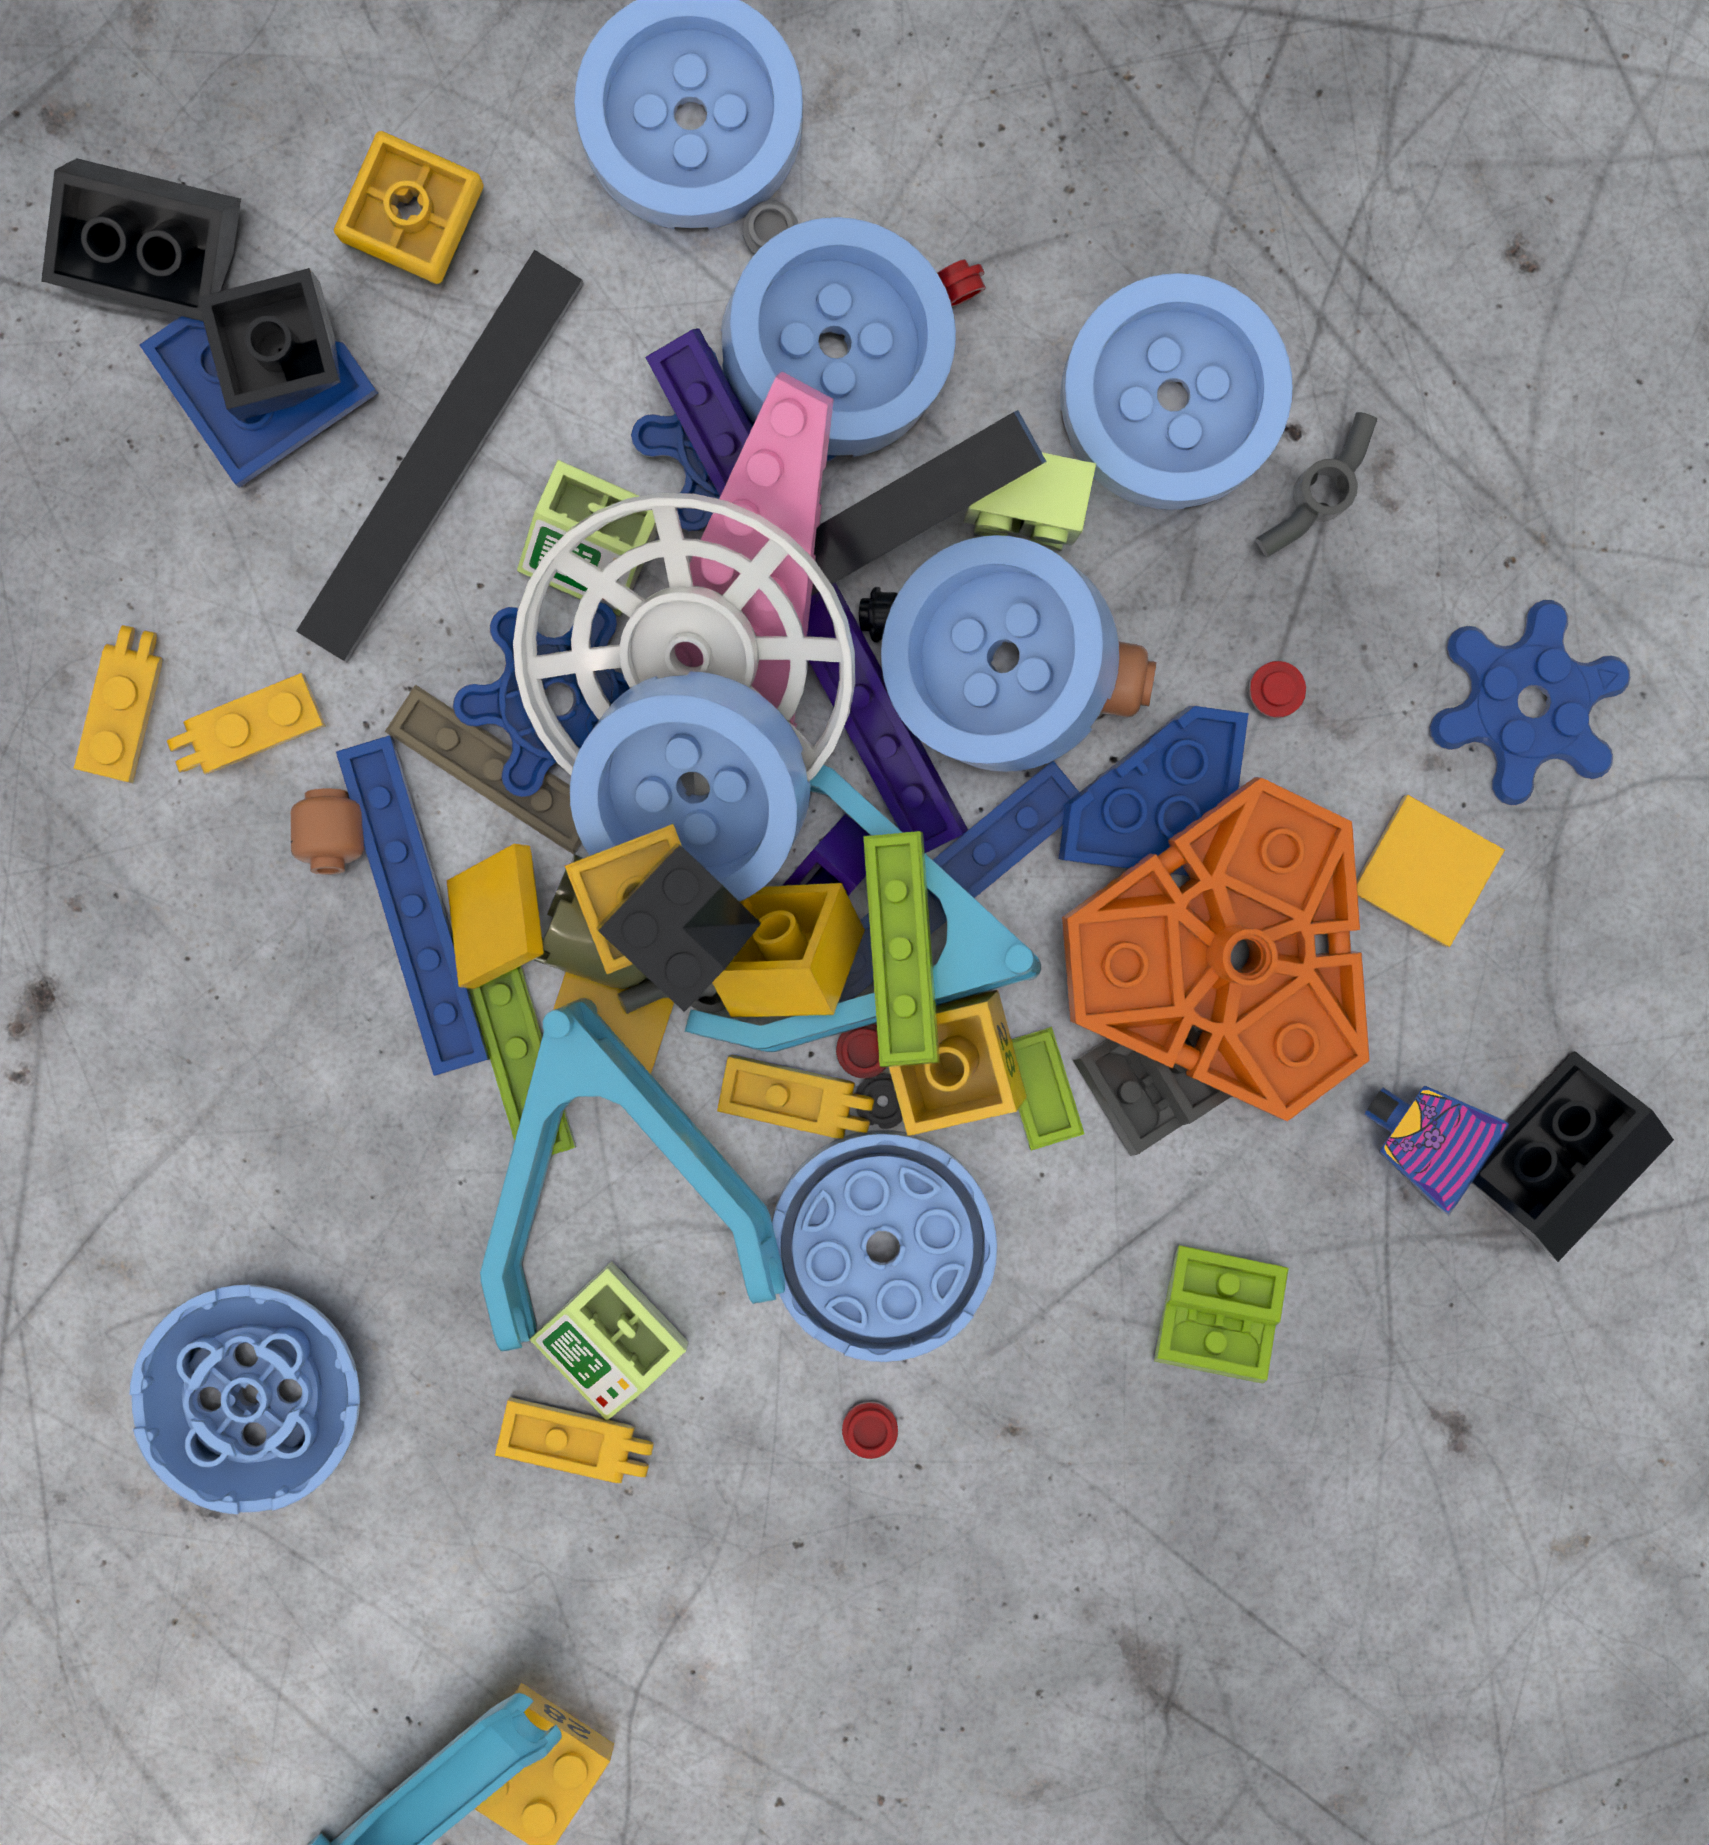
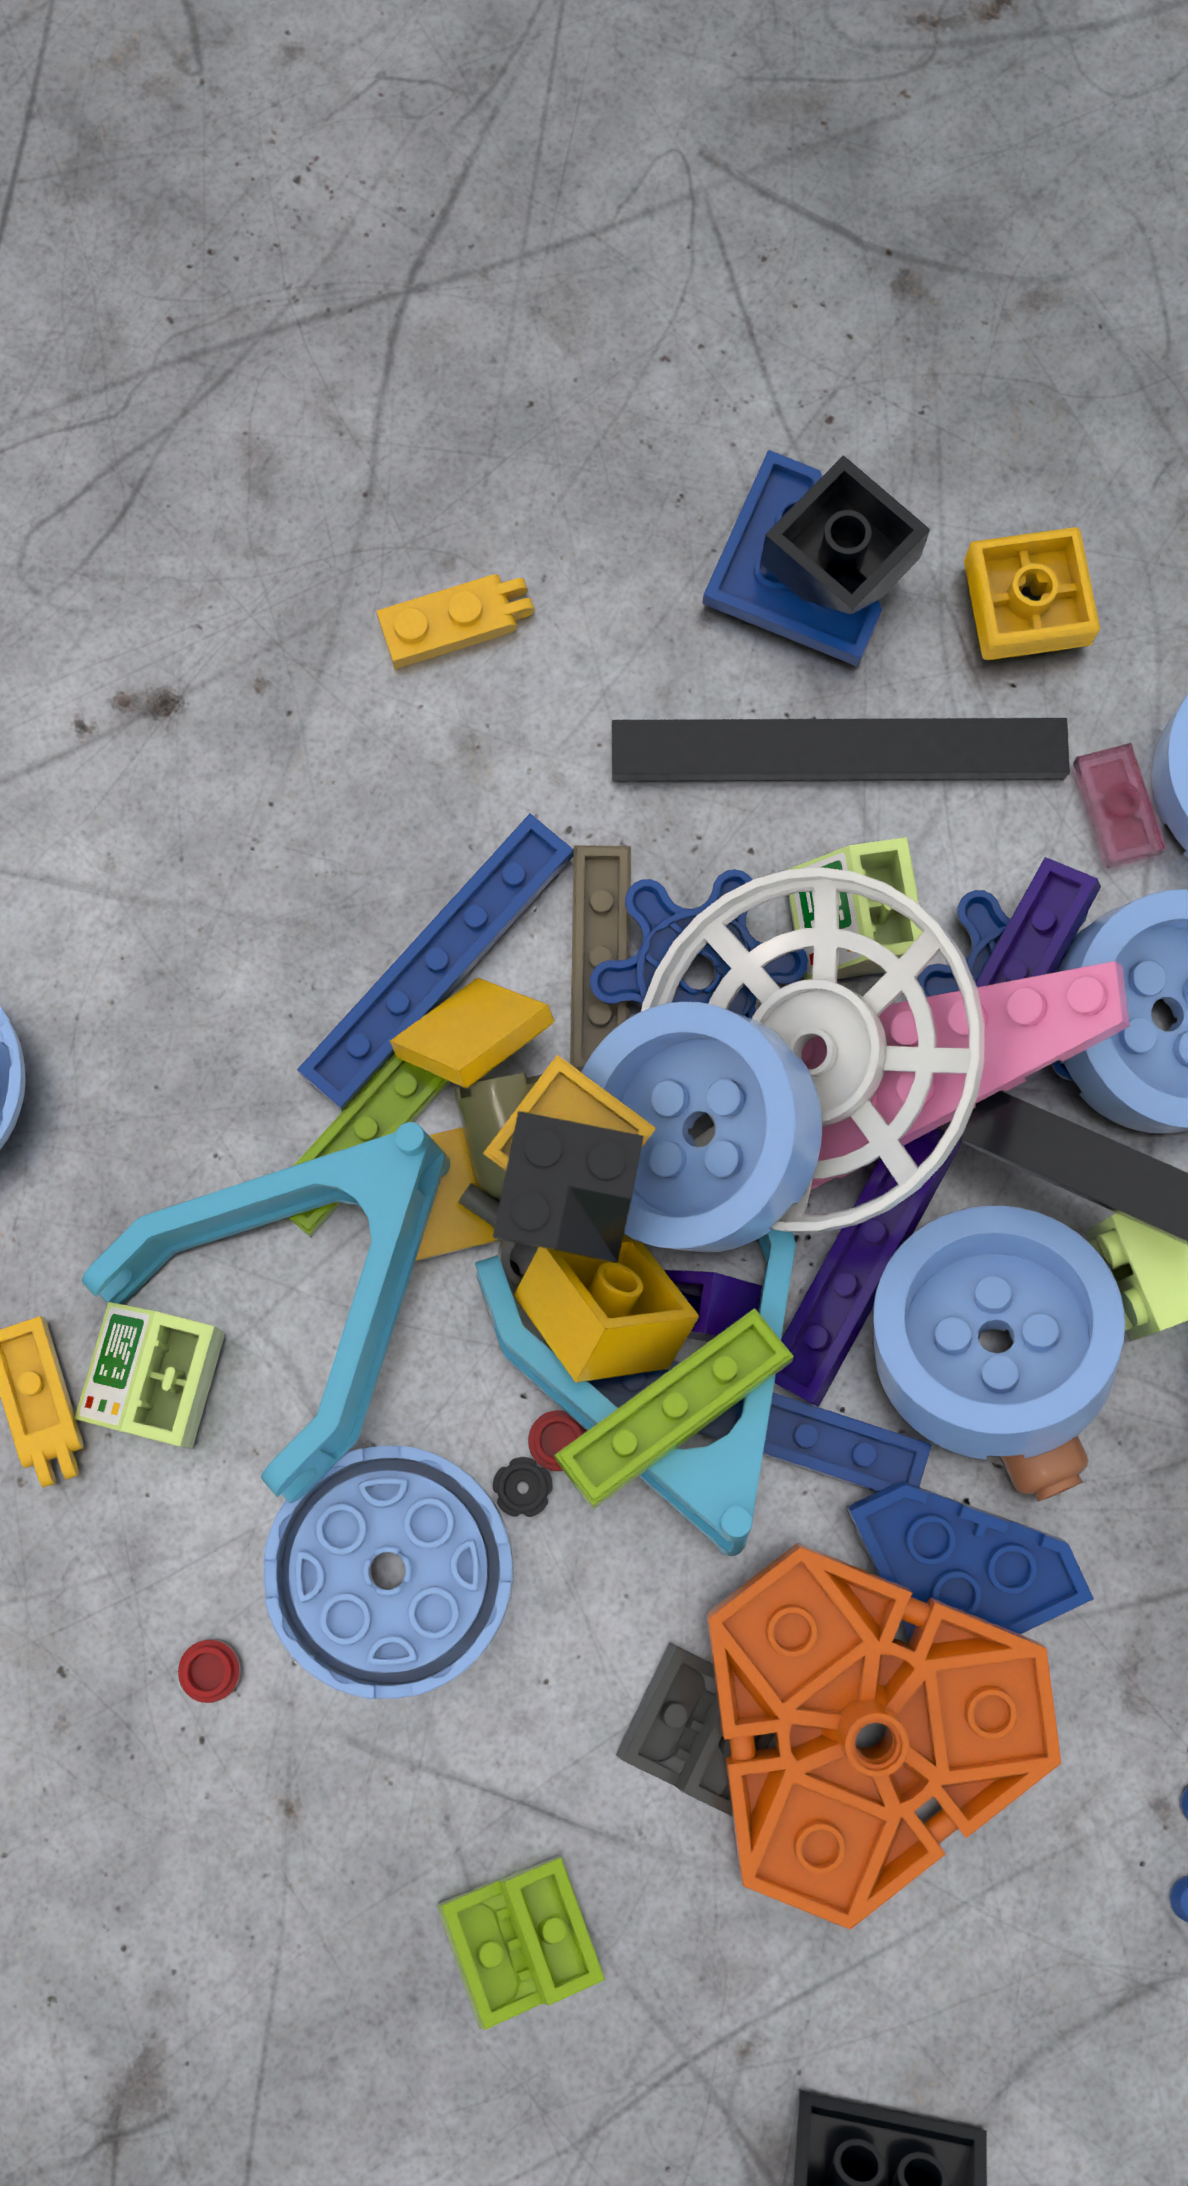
camera: 50 degrees right, 10 degrees down
(138, 237) = (856, 392): black slope -> none
(249, 725) = (505, 732): yellow hinge -> none
(326, 830) = (455, 847): nougat head -> none
(635, 256) = (1119, 805): none -> clear pink plate
(791, 1097) = (473, 1400): yellow hinge -> none
(874, 612) = (954, 1198): black plate -> none
(975, 1070) = (599, 1551): yellow brick -> none
(1050, 1108) = (625, 1628): lime tile -> none
(1277, 689) = (1131, 1613): red plate -> none
(1427, 870) = (1060, 1869): yellow tile -> none
(1436, 1141) = (816, 2049): torso -> none

